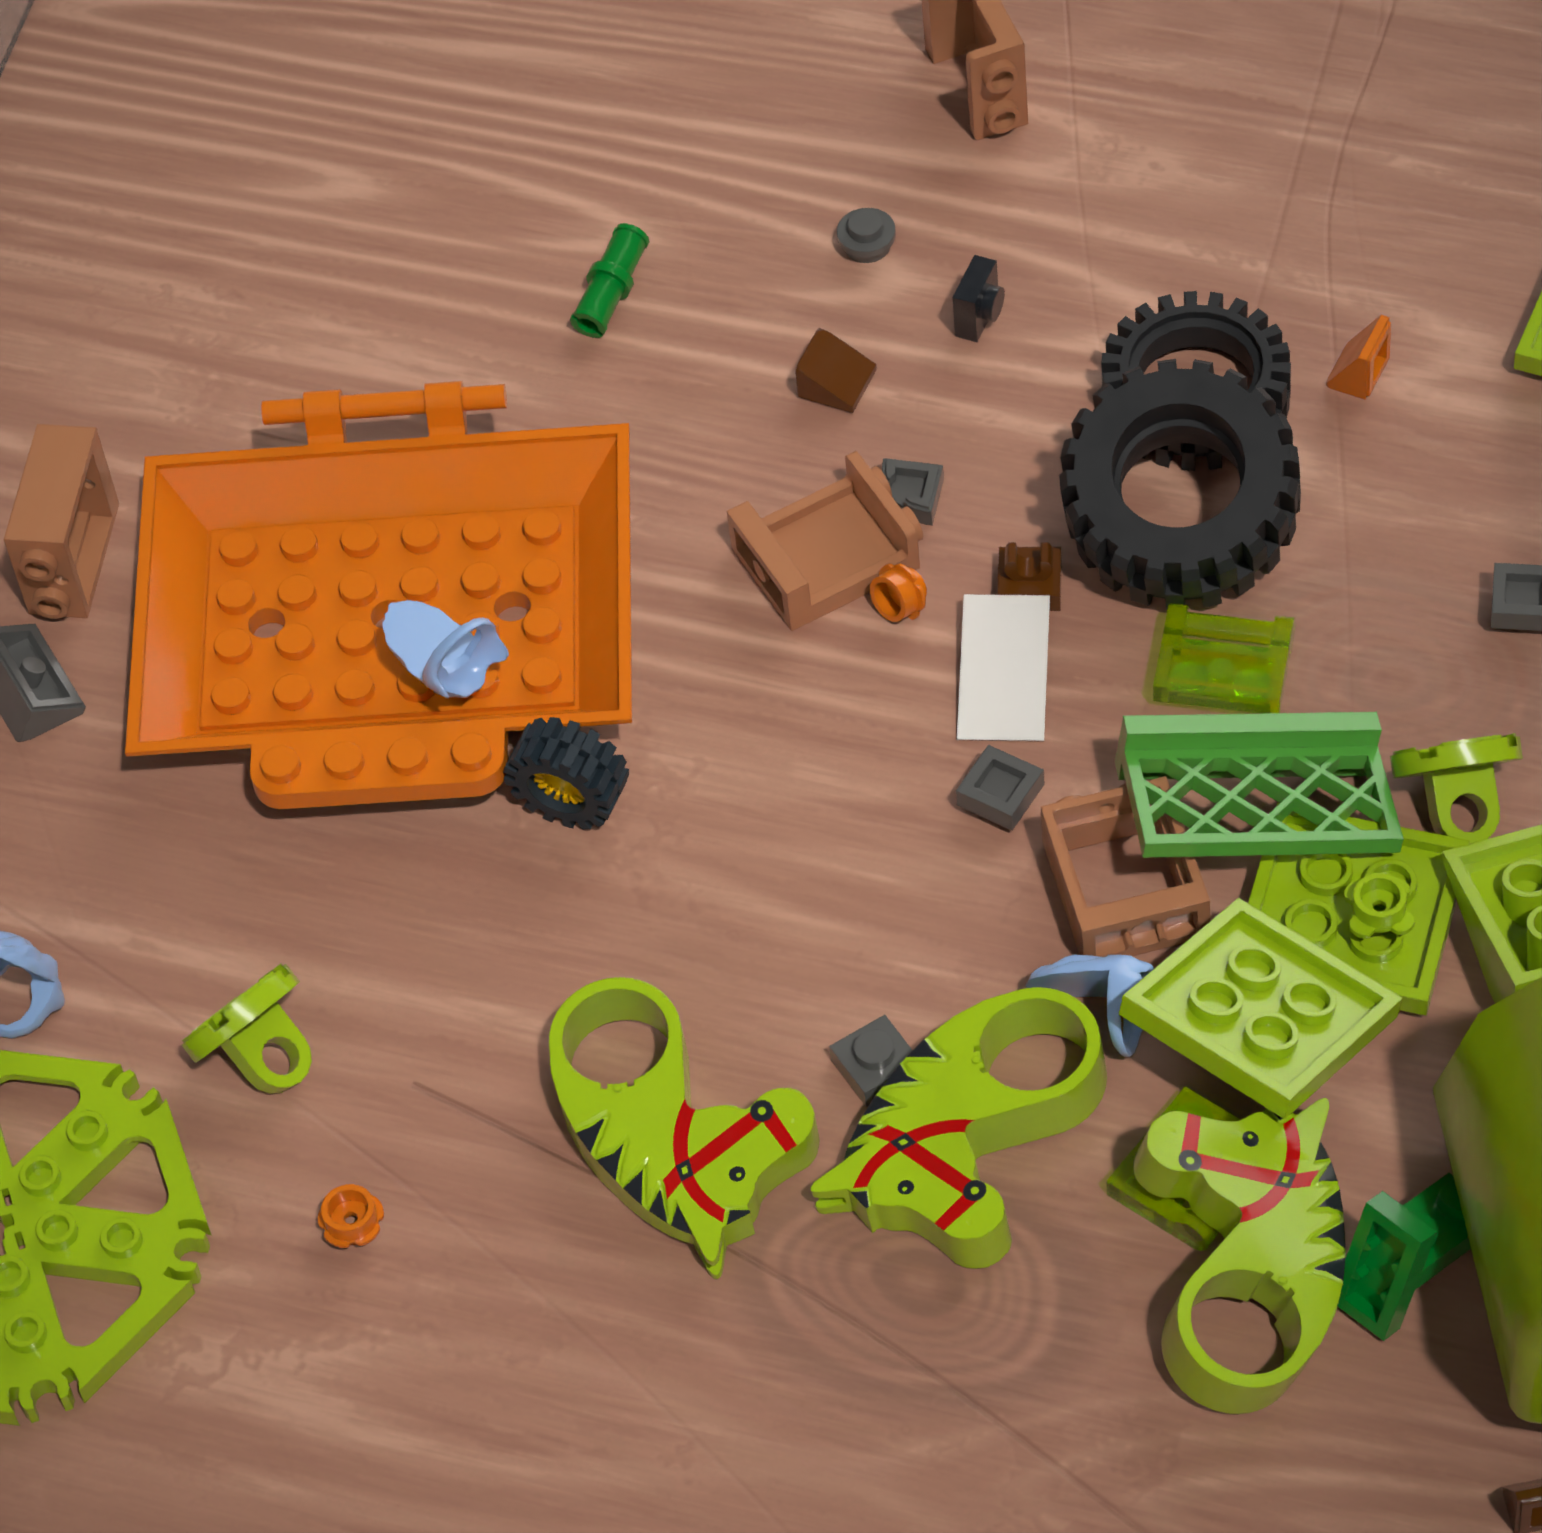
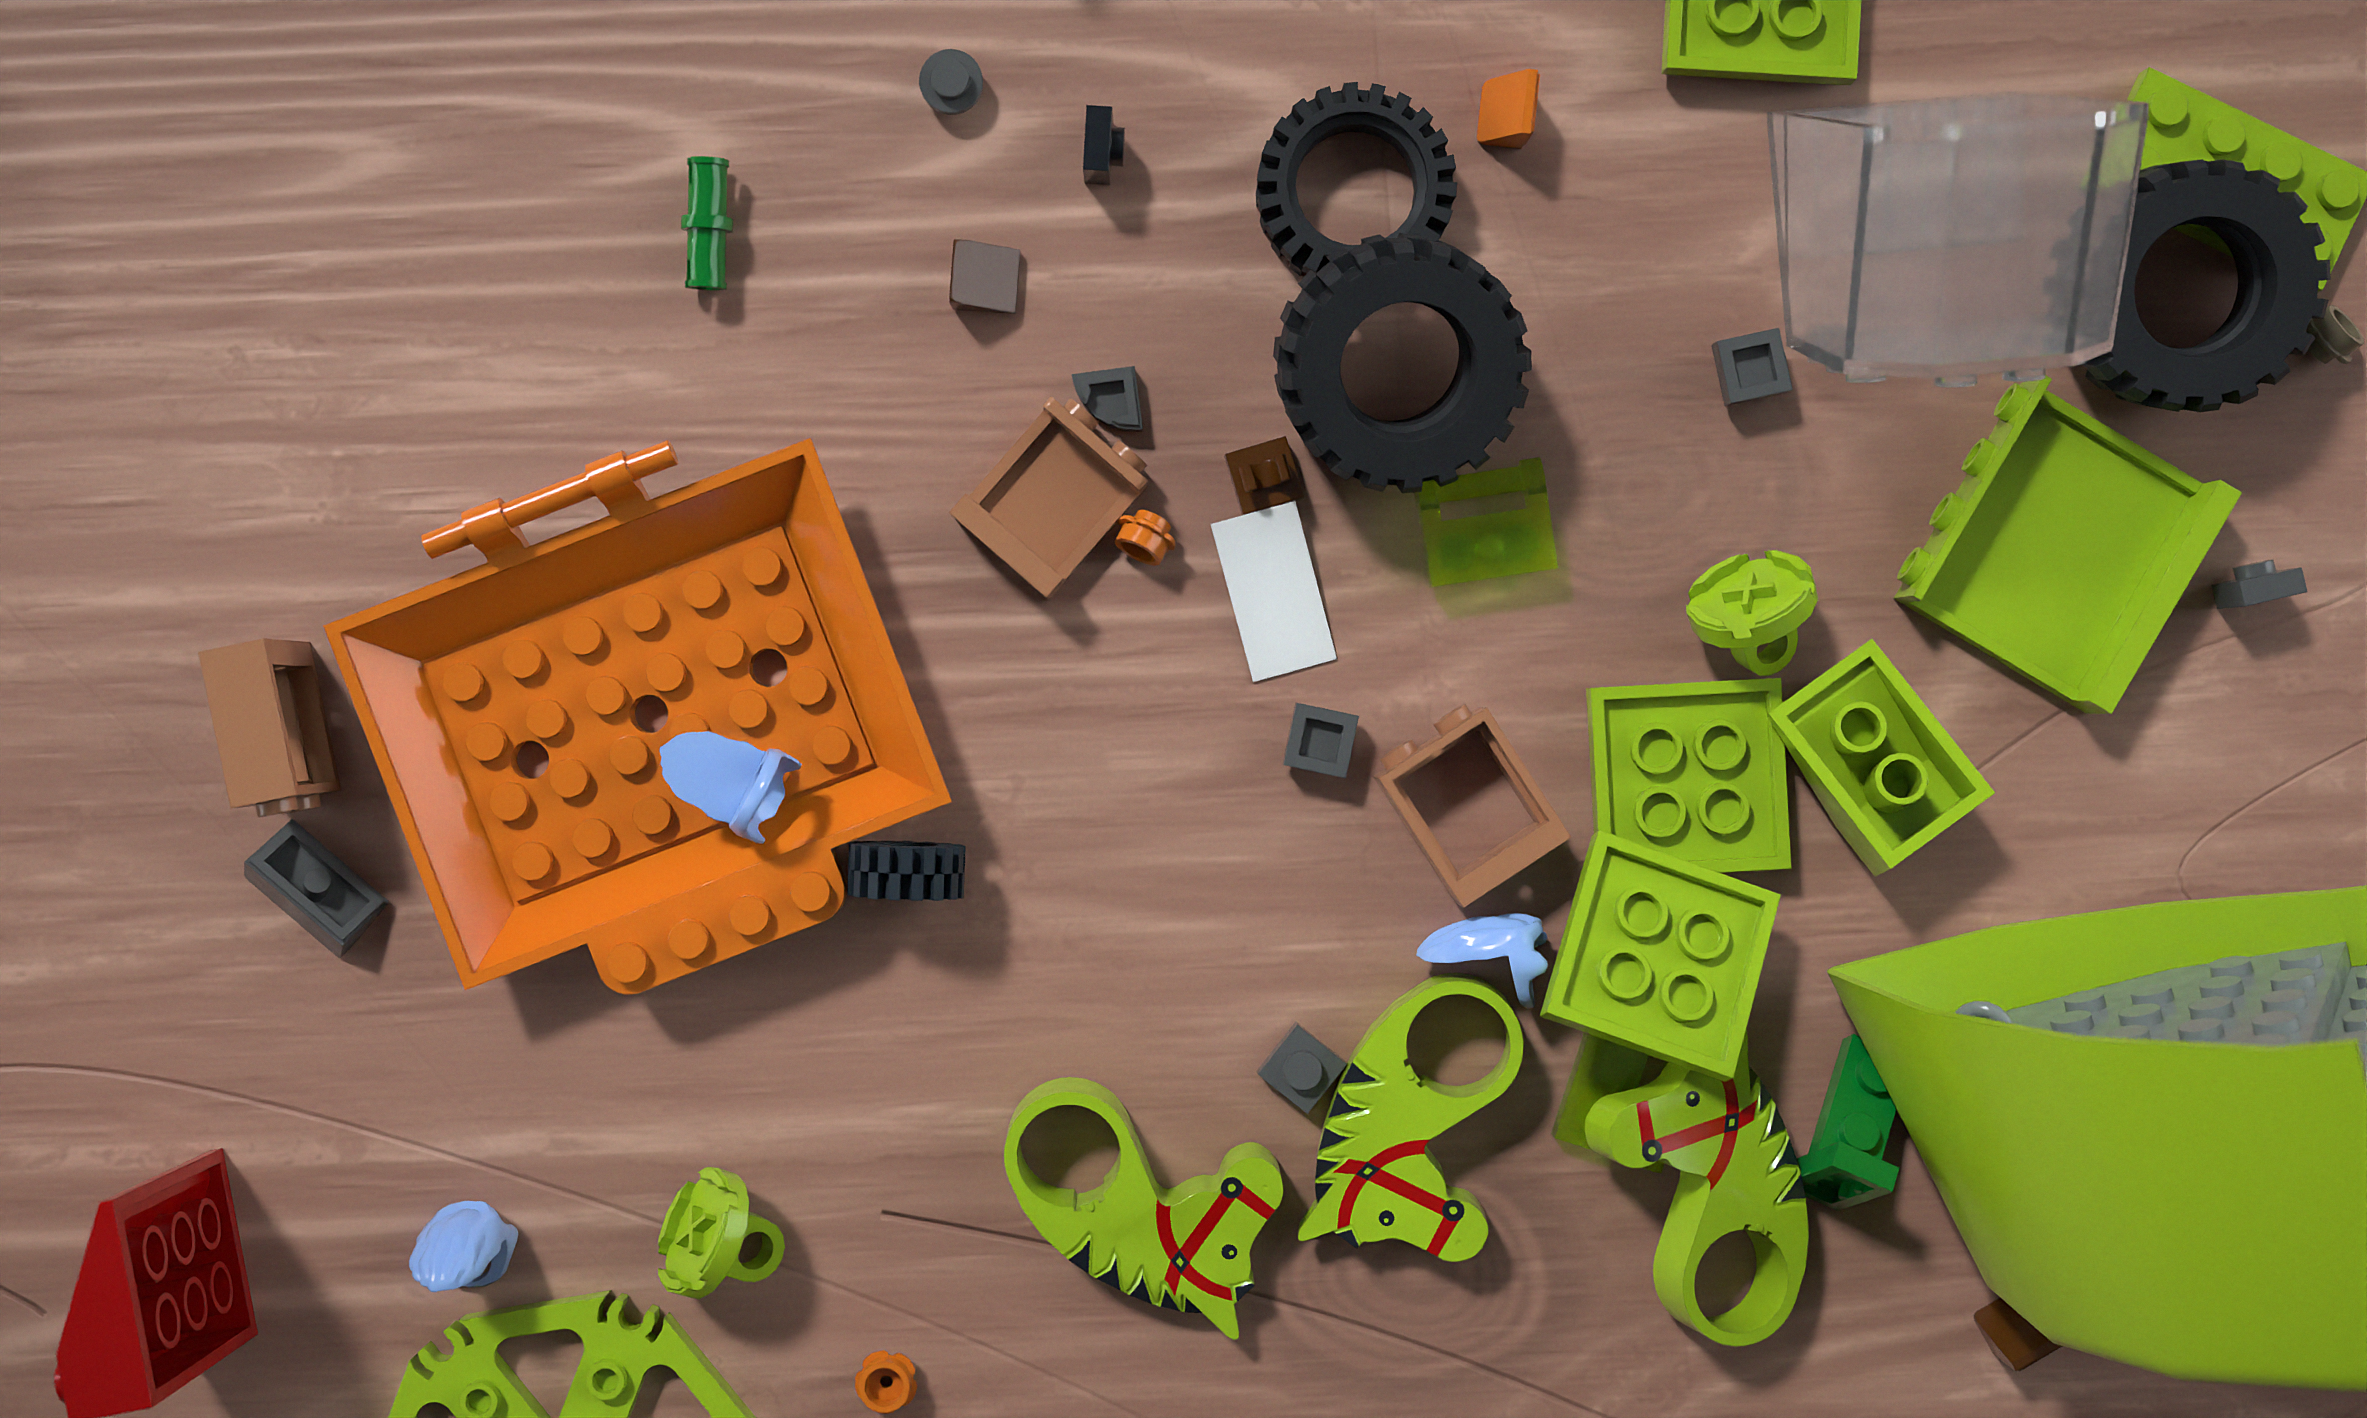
camera: 25 degrees left, 35 degrees up
(1256, 751) = (1554, 646): bright green fence -> none
(1384, 891) = (1743, 795): lime plate -> none

